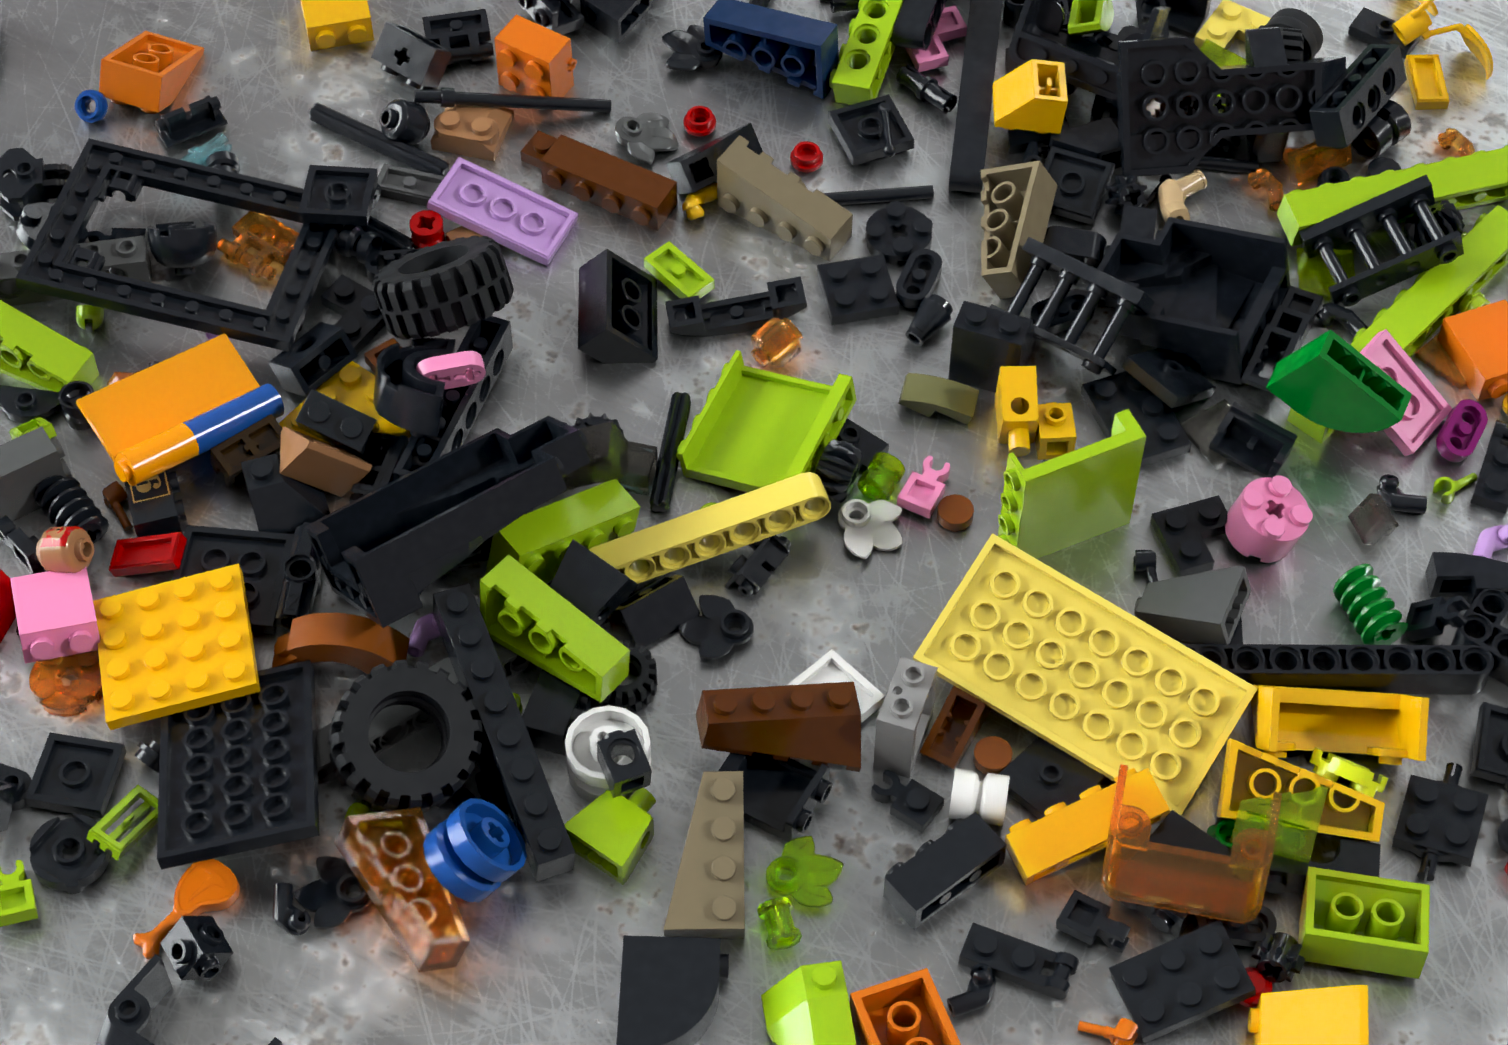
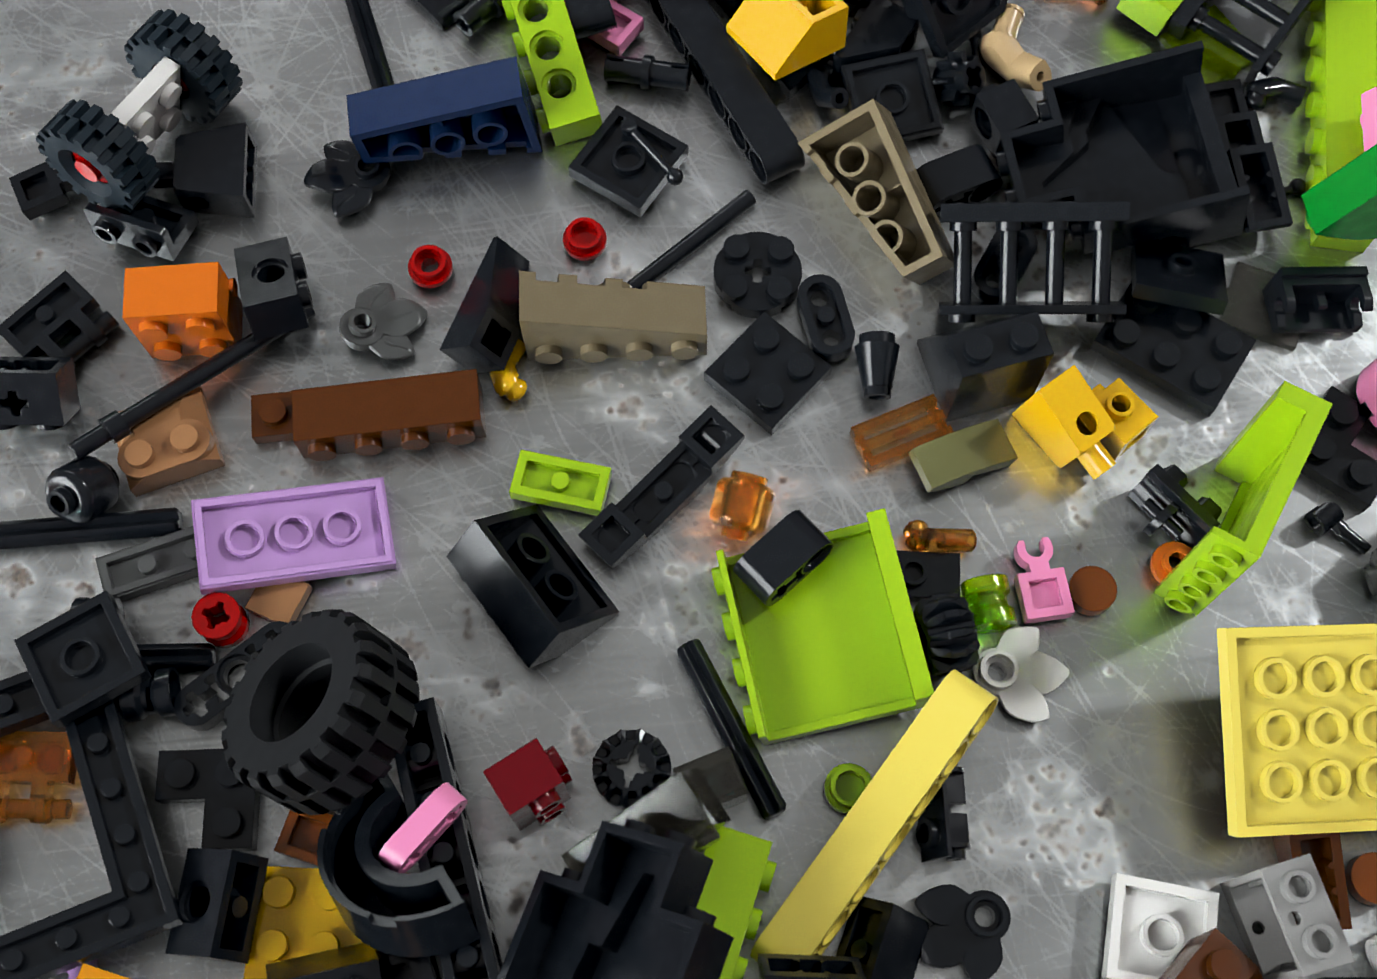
camera: 35 degrees left, 15 degrees up
(527, 394) = (531, 784): none -> dark red brick
(594, 78) = (272, 288): none -> black brick
(773, 374) = (783, 557): none -> black beam
(875, 424) = (939, 540): none -> clear orange arm
(912, 360) = (935, 417): none -> clear orange tile

